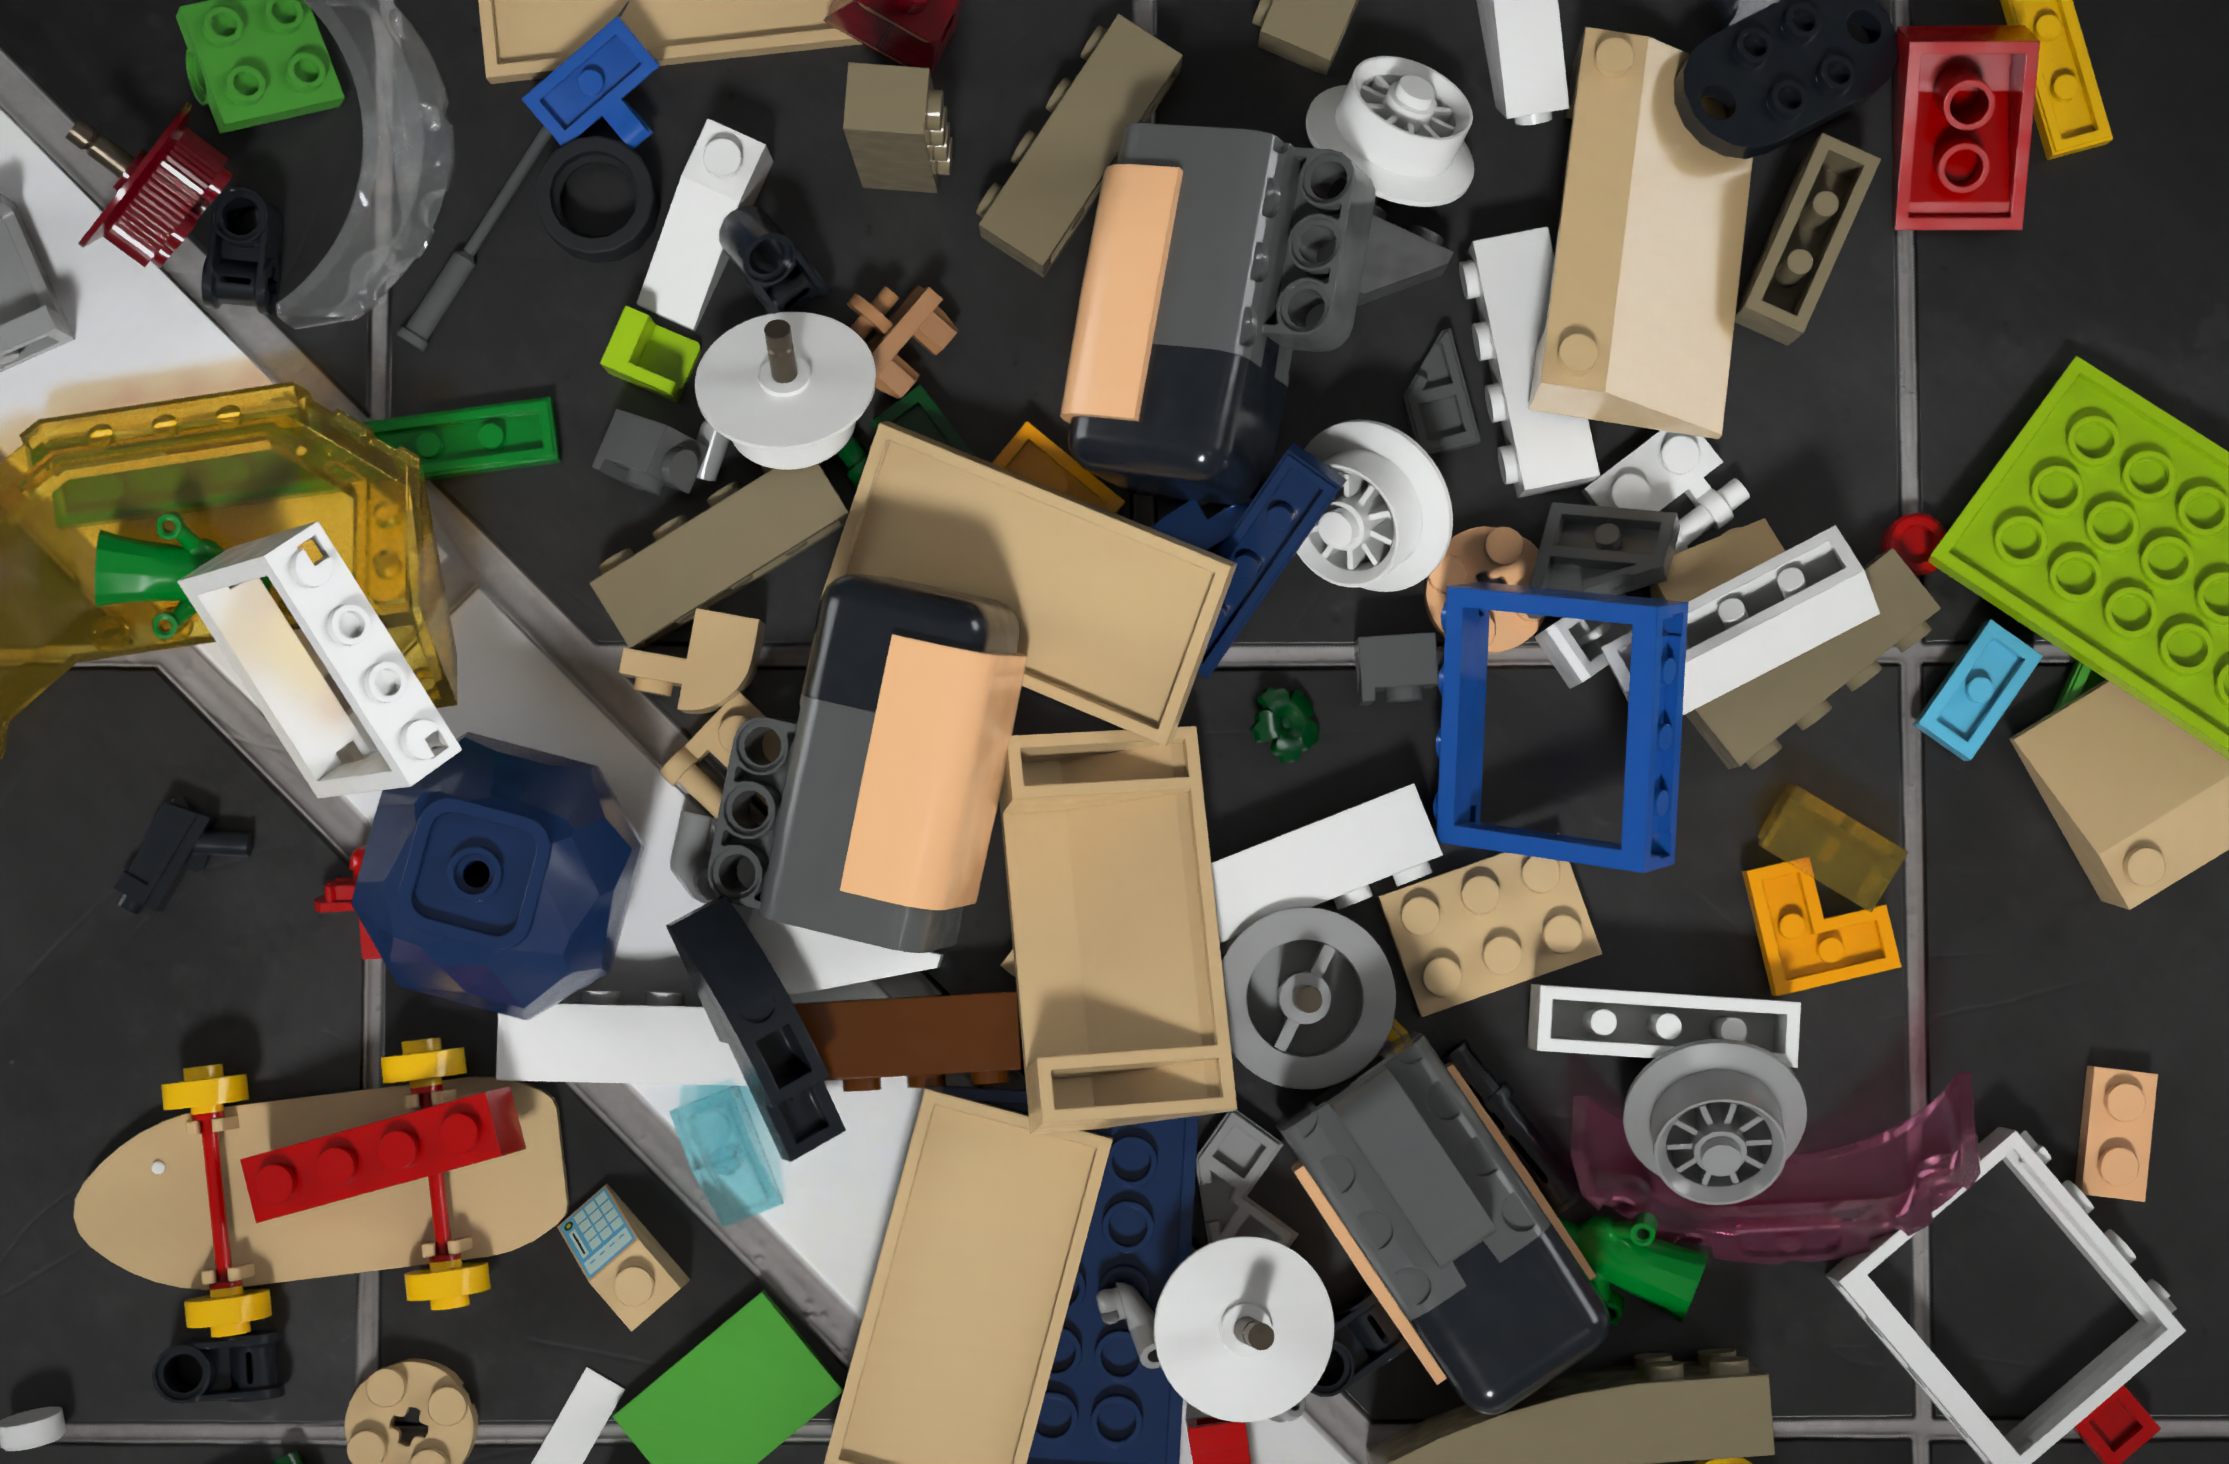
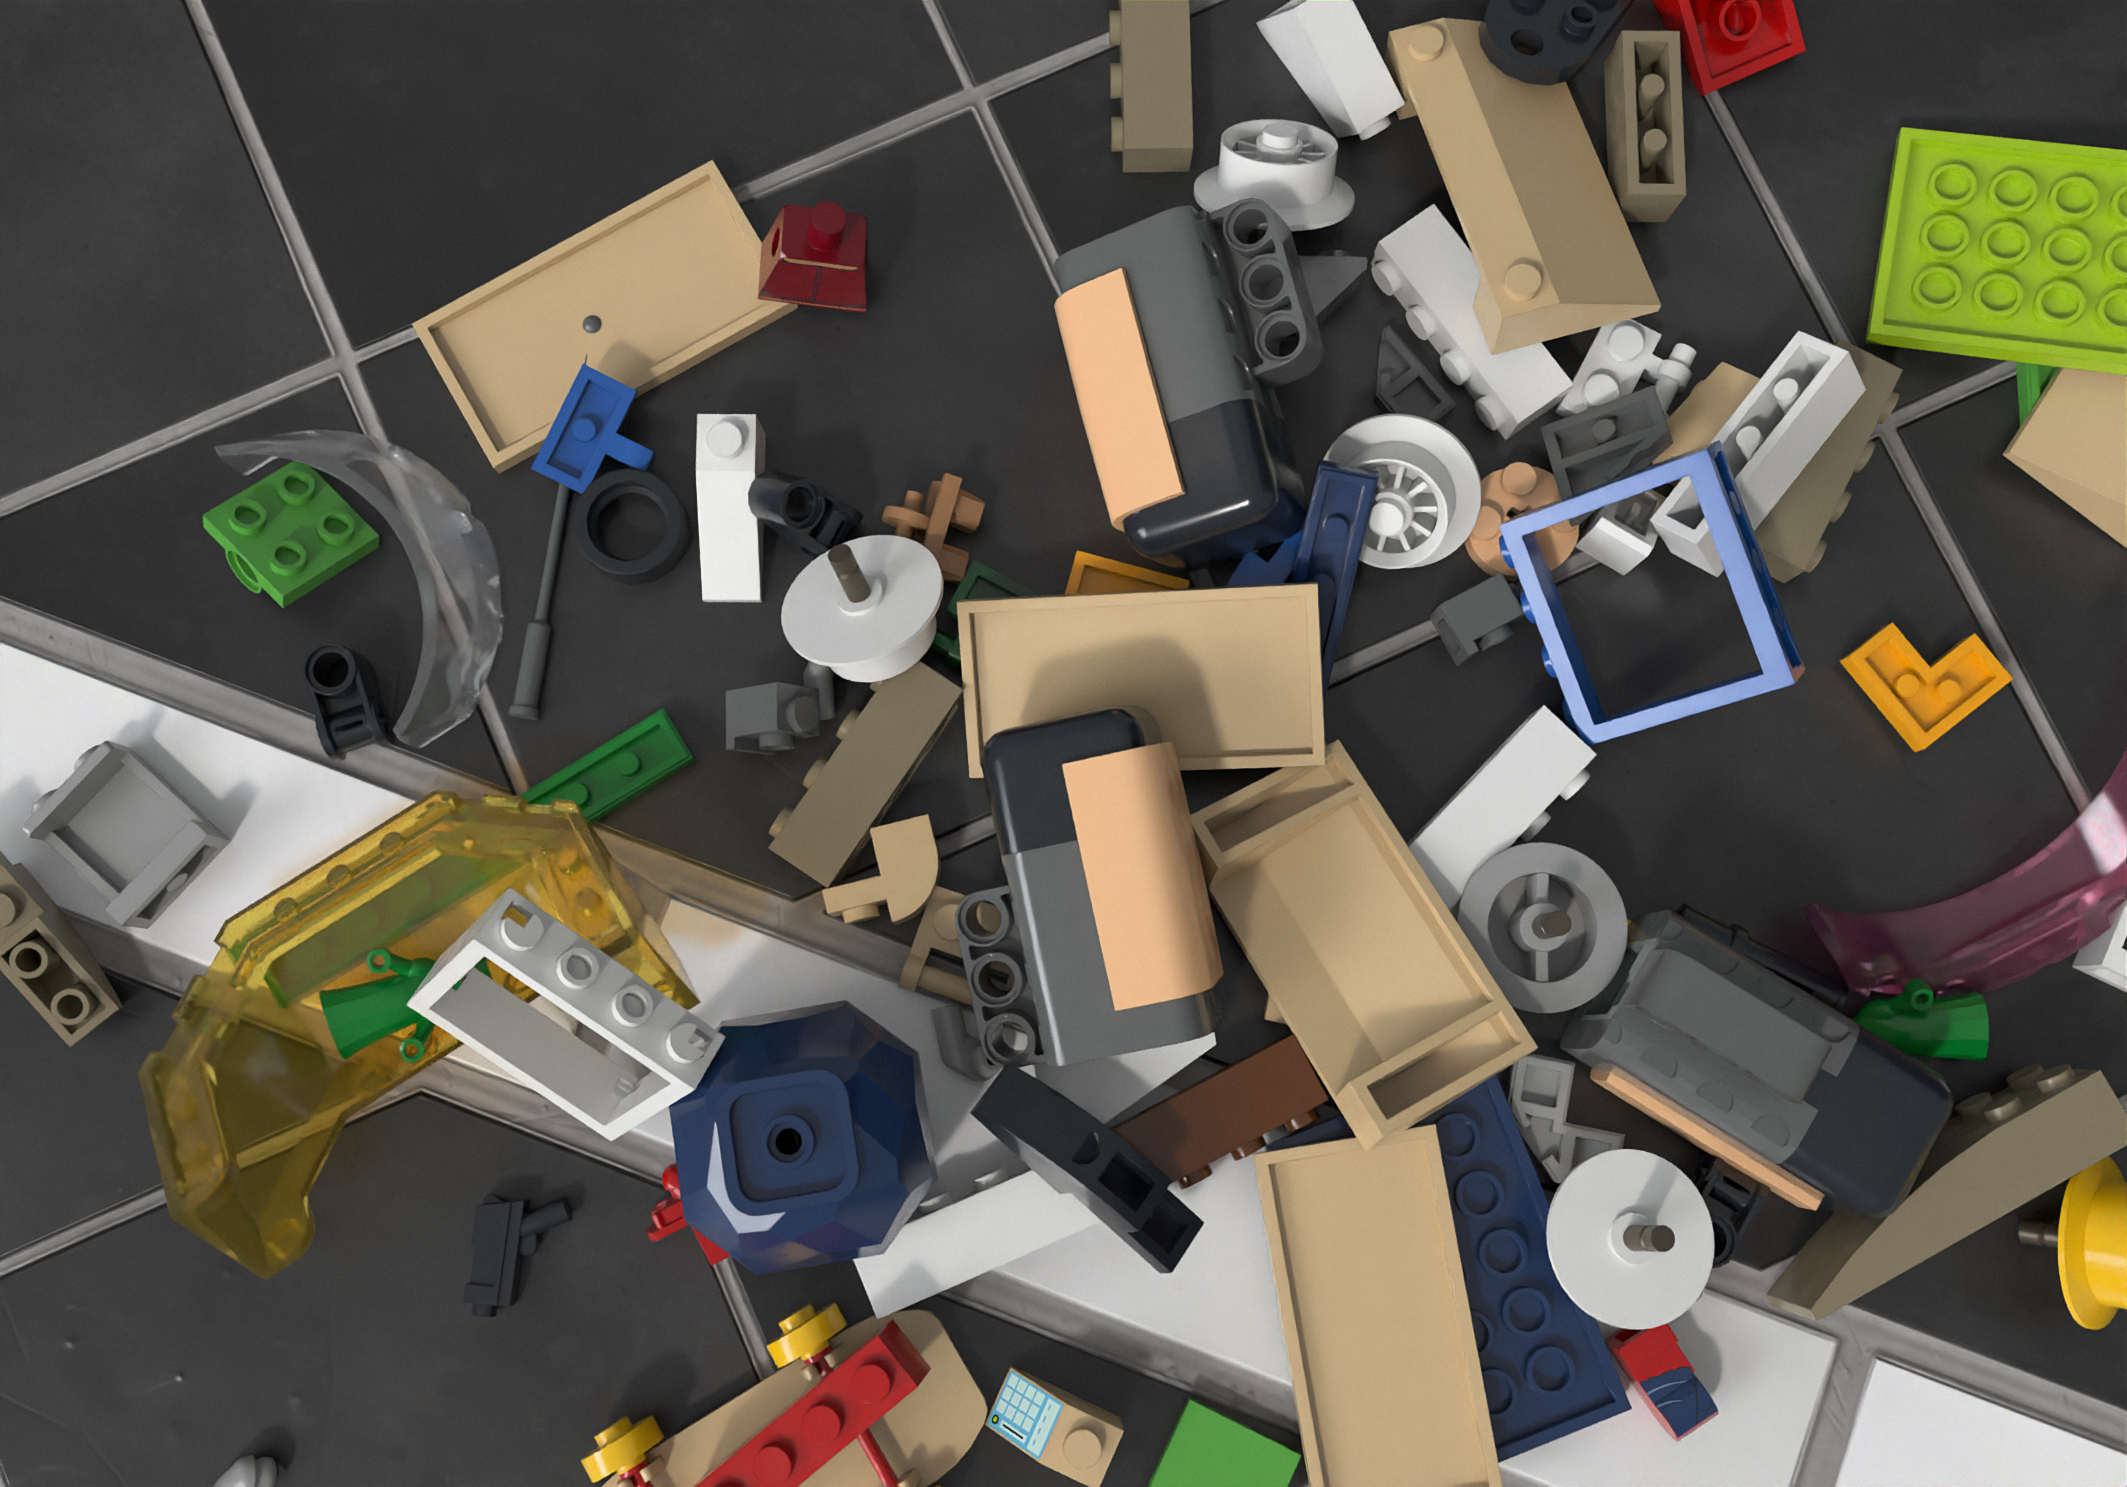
camera: 25 degrees left, 5 degrees down
(157, 191) = (247, 679): dark red piece -> none
(650, 355) = (733, 636): lime panel -> none
(727, 1155) = (1105, 1292): clear light blue slope -> none
(896, 127) = (865, 342): dark tan brick -> none
(1065, 163) = (1016, 308): dark tan brick -> none
(1128, 1304) = (1513, 1264): light grey arm -> none
(1285, 723) = (1407, 706): dark green plant -> none
(1487, 928) = (1655, 802): tan plate -> none
(1655, 1022) = (1847, 815): white brick -> none
(1715, 1119) = (1935, 874): light grey piece -> none
(1830, 846) = (1906, 604): clear yellow hinge -> none
(1914, 540) = (1846, 323): red tile -> none
(1977, 690) = (1957, 427): medium azure plate -> none

